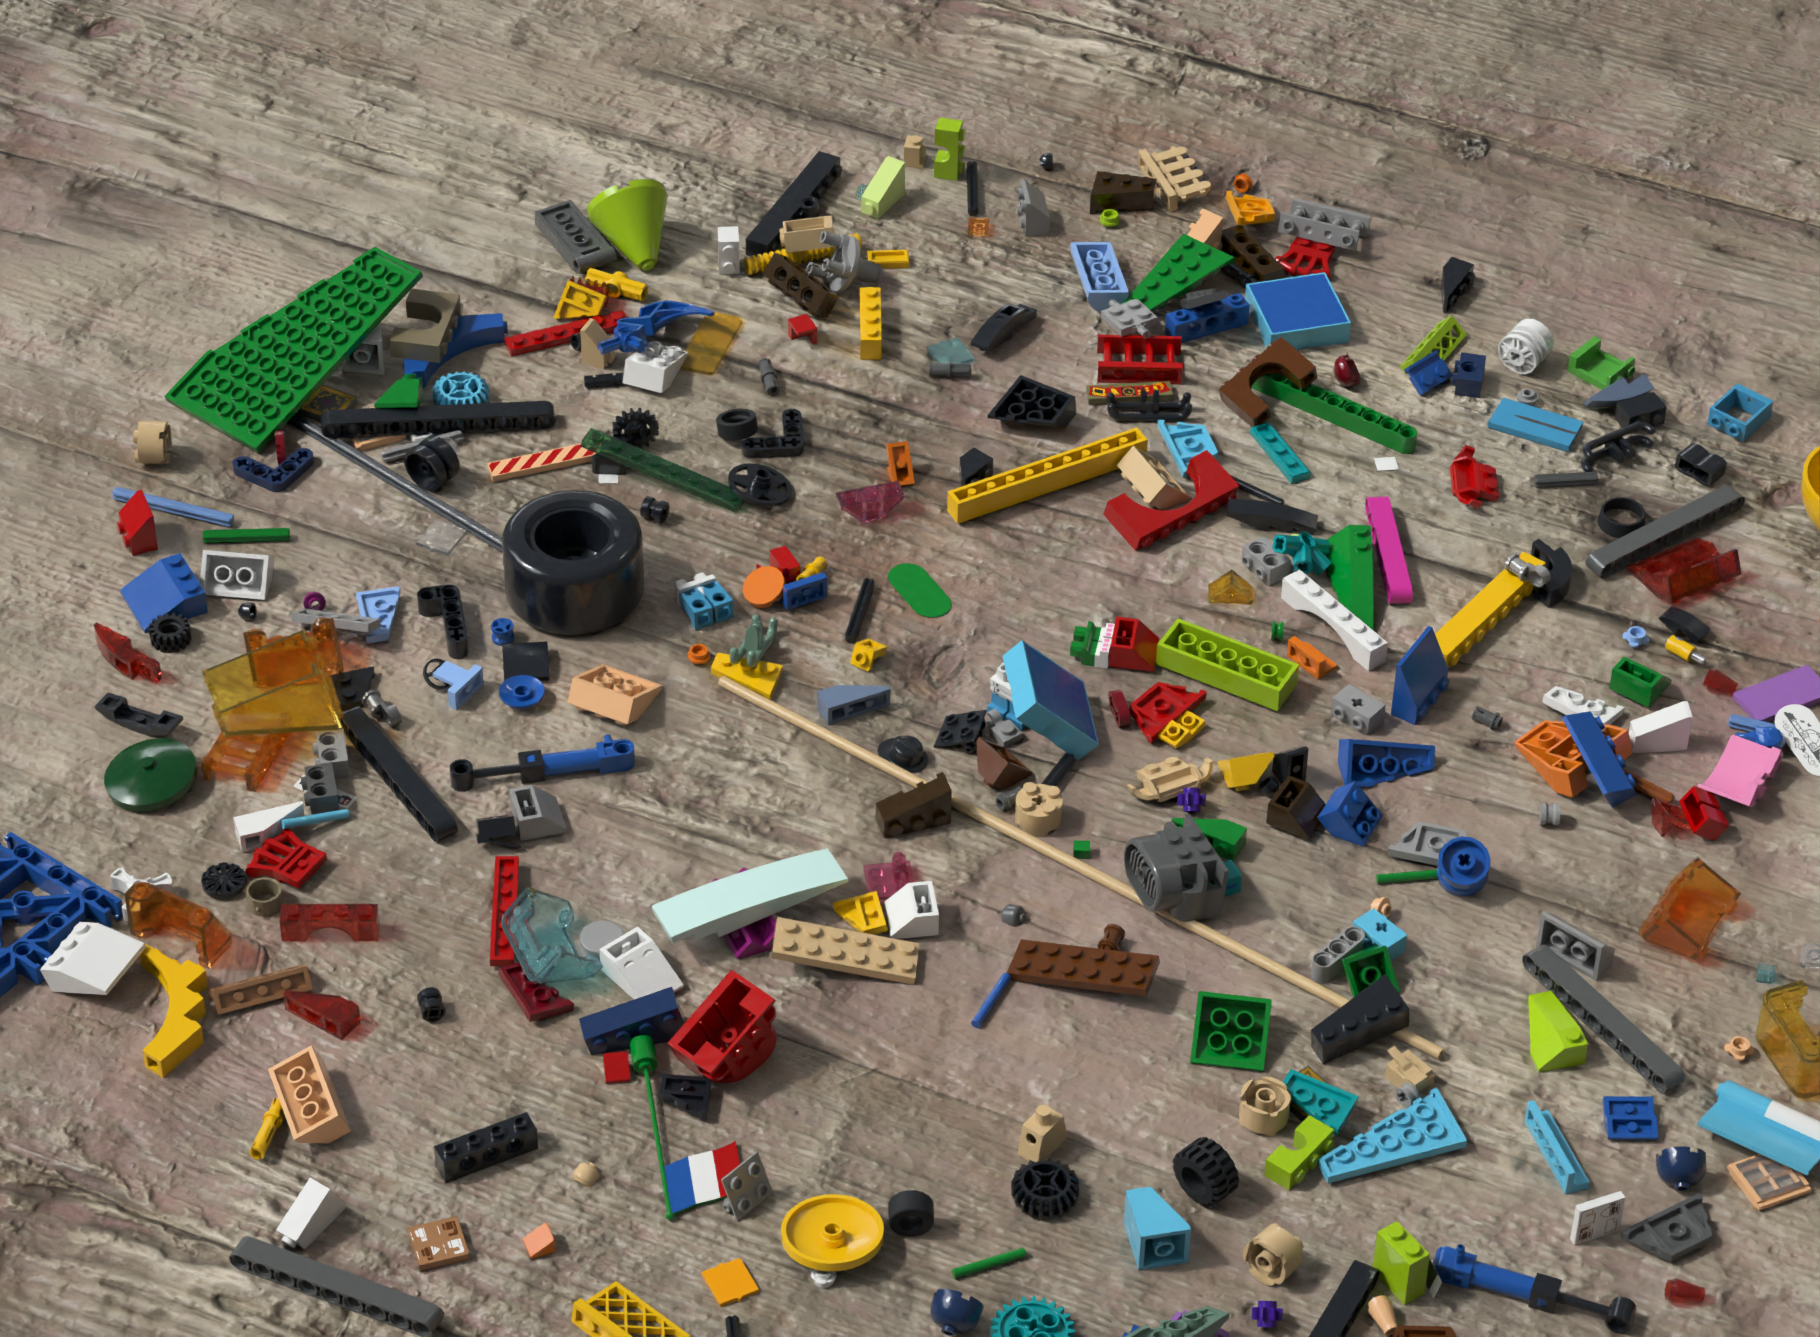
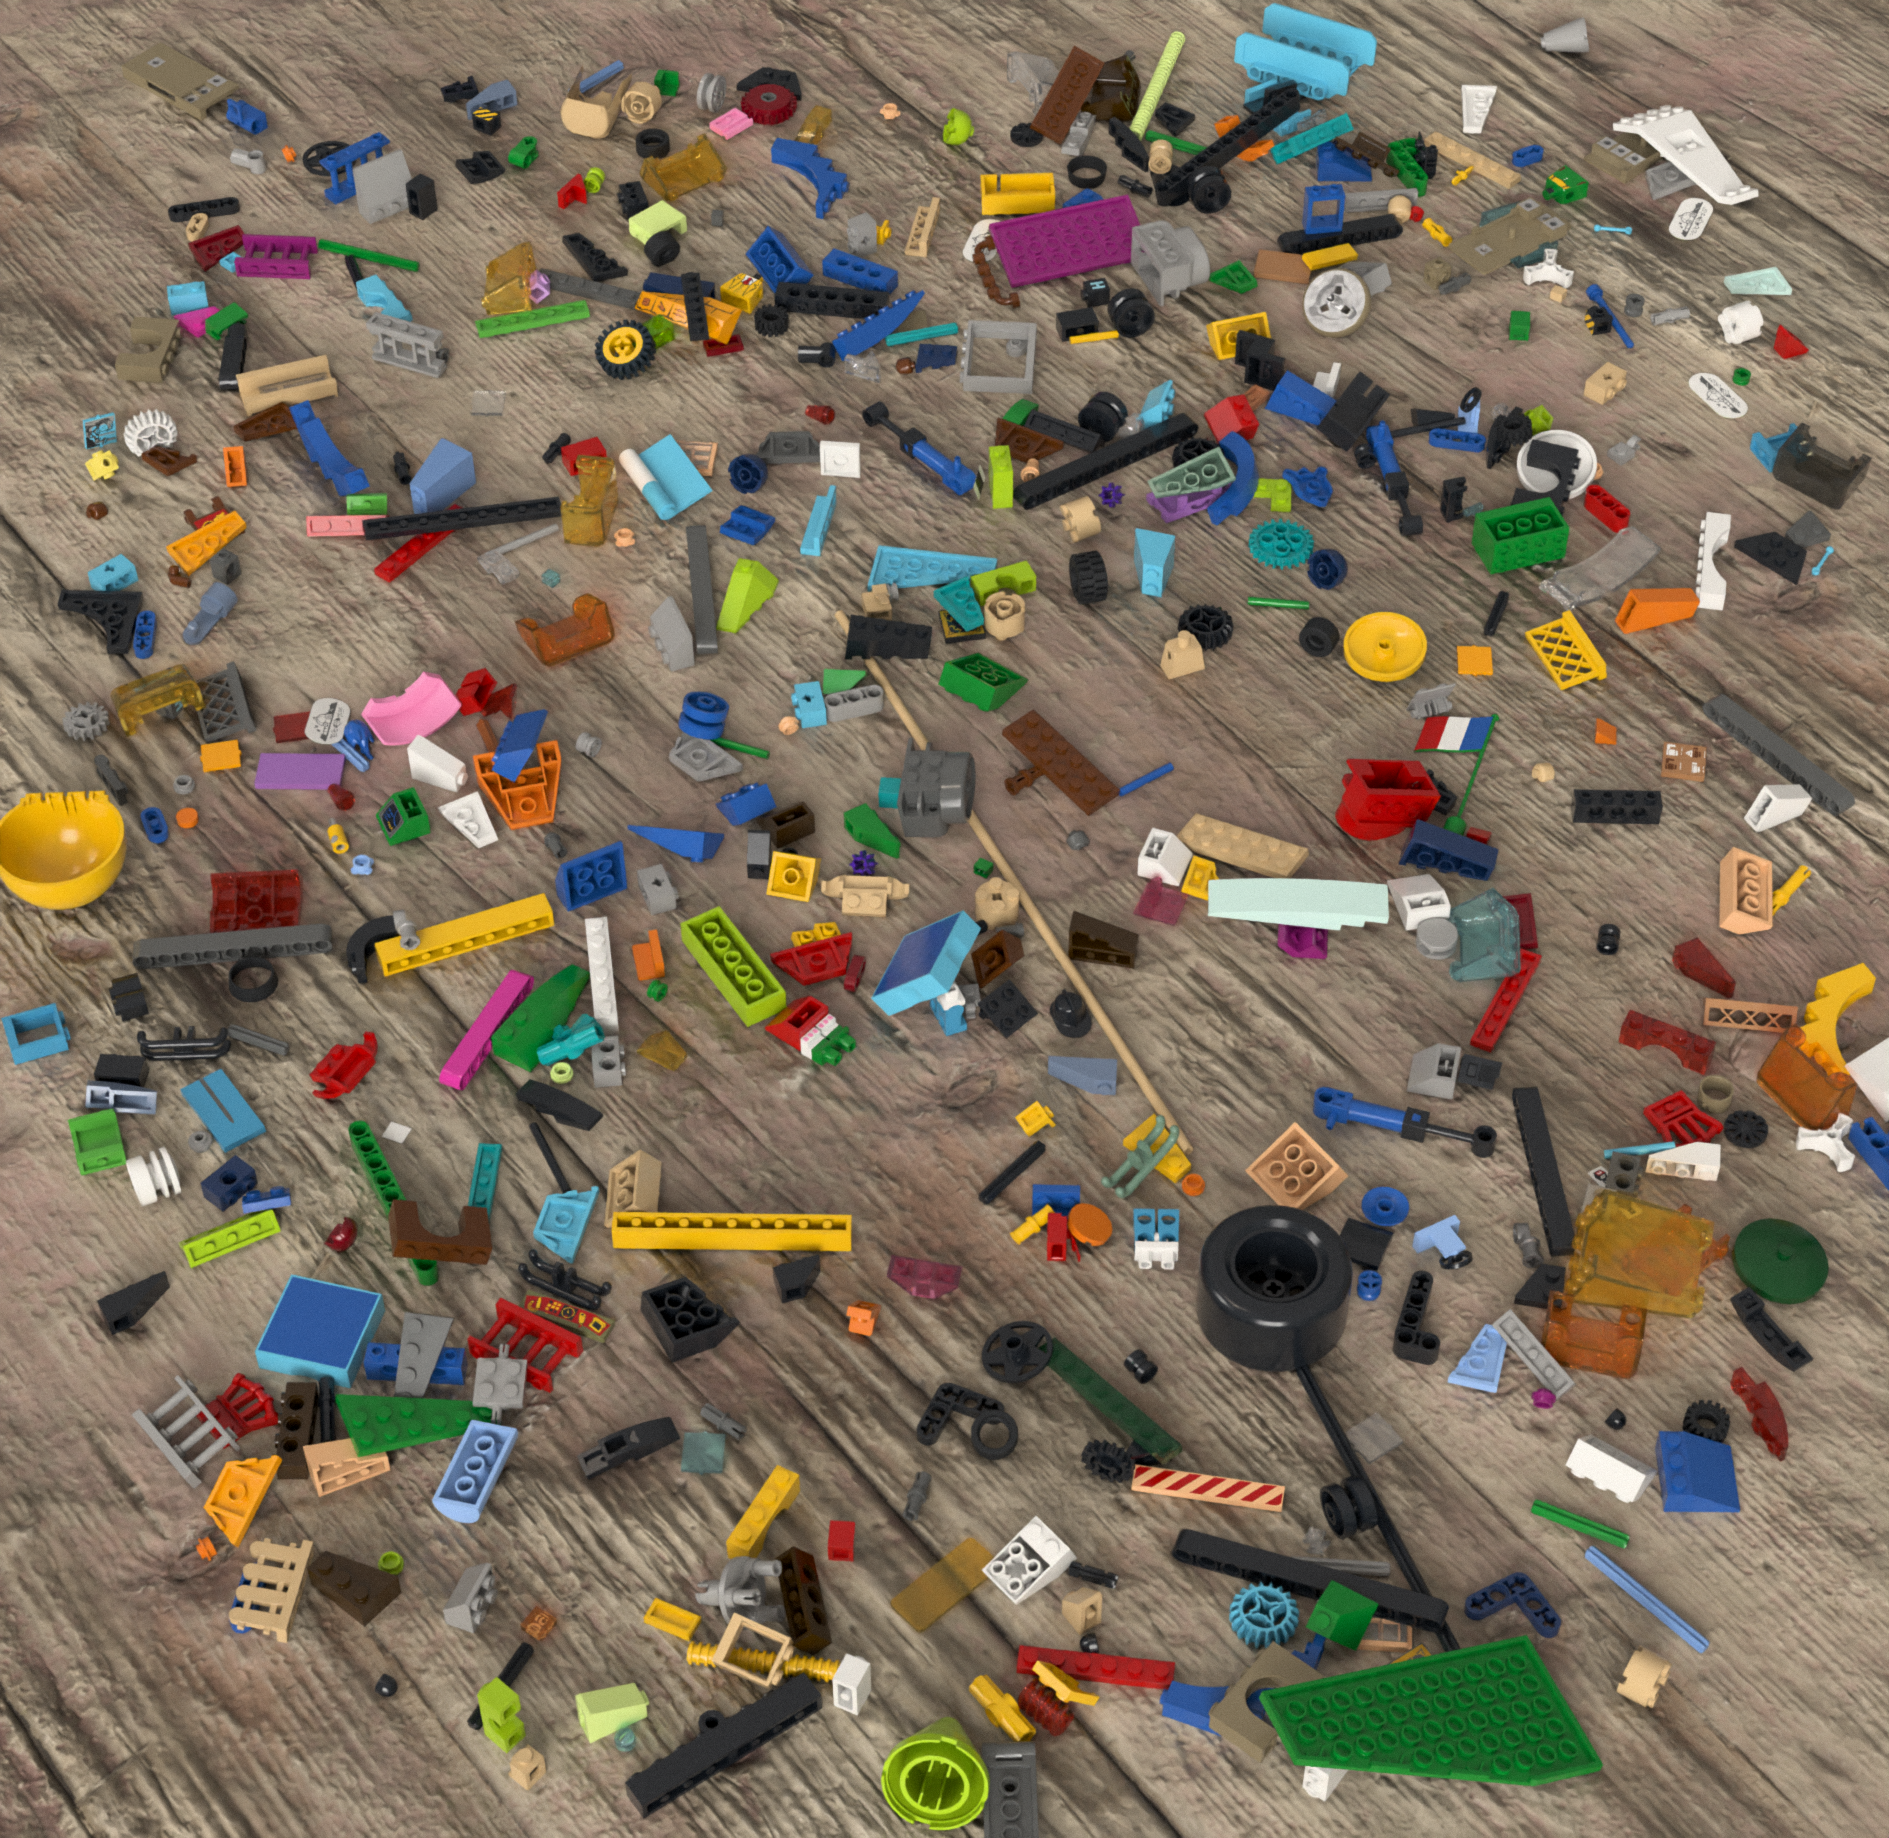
camera: 150 degrees left, 5 degrees up
(137, 525) = (1699, 1567): red slope -> none
(280, 446) = (1497, 1627): dark red tile -> none
(632, 332) = (1044, 1600): blue piece -> none
(919, 590) = (938, 1178): green sticker -> none
(1144, 525) = (682, 1140): red arch -> none
(1690, 625) = (313, 856): black slope -> none

